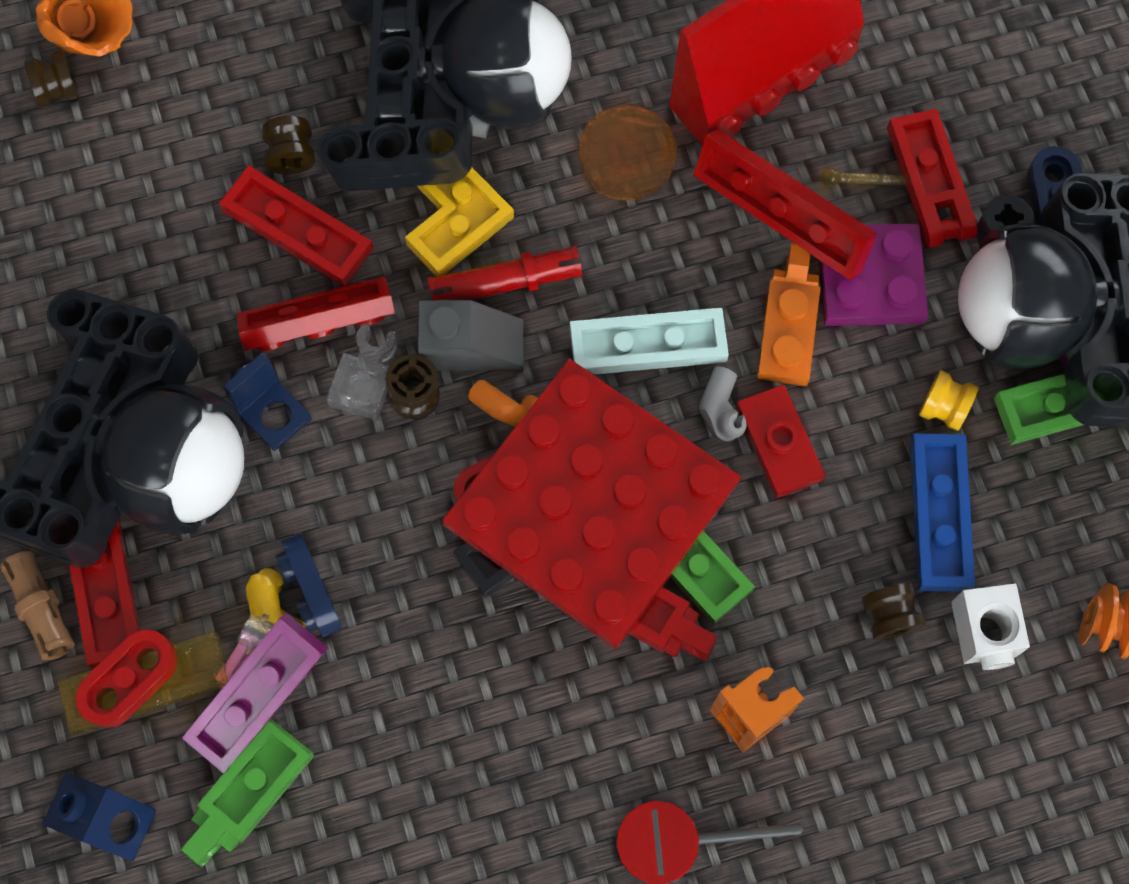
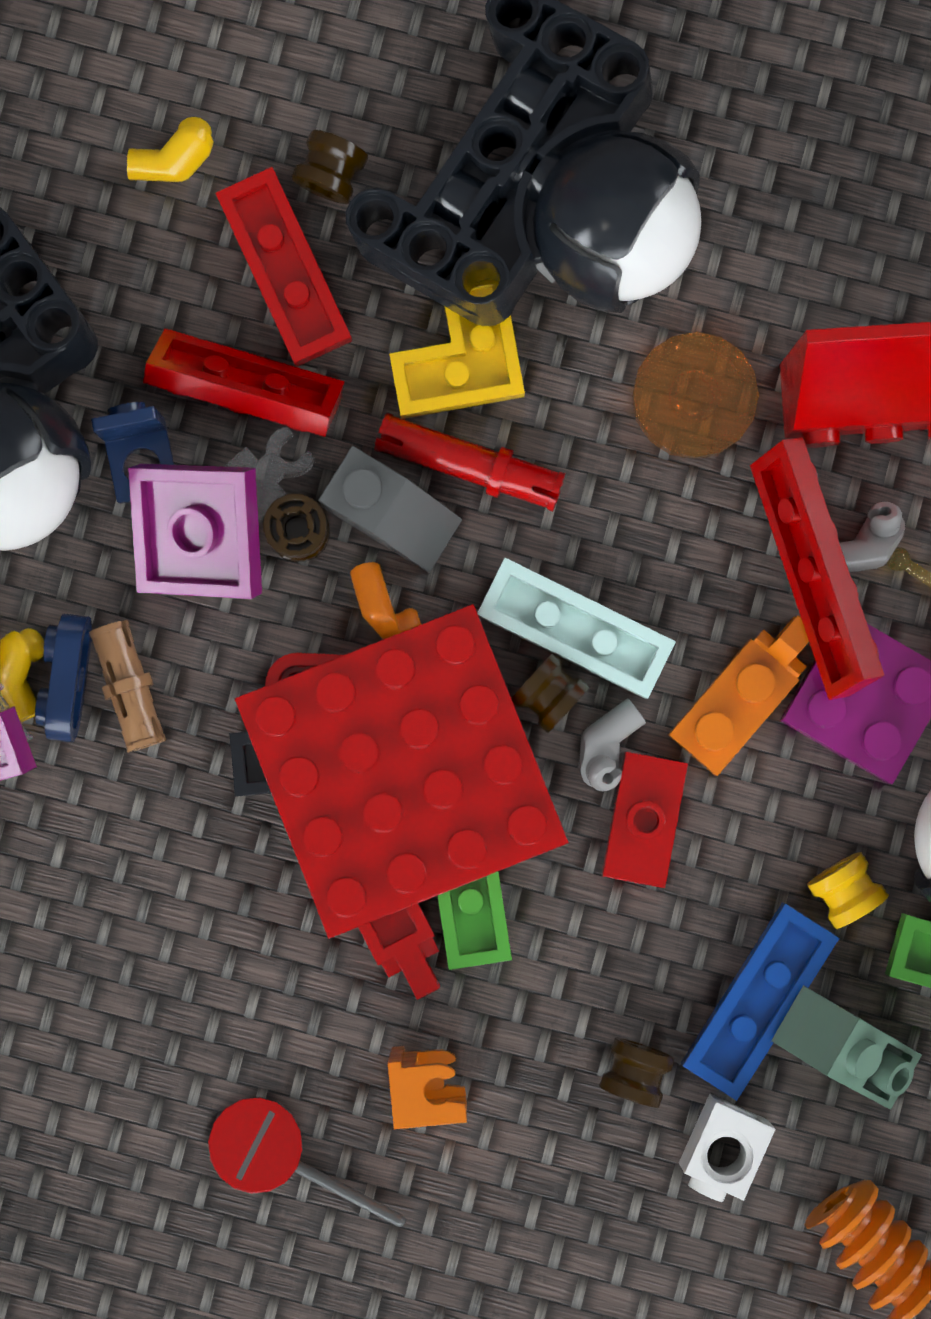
camera: 35 degrees right, 15 degrees up
(178, 199) = (177, 158): none -> yellow arm
(342, 425) = (195, 530): none -> plate
(358, 567) = (127, 686): none -> medium nougat pin
(660, 391) = (550, 693): none -> dark brown wheel
(808, 165) = (876, 538): none -> light grey arm
(1022, 504) = (847, 1048): none -> sand green slope

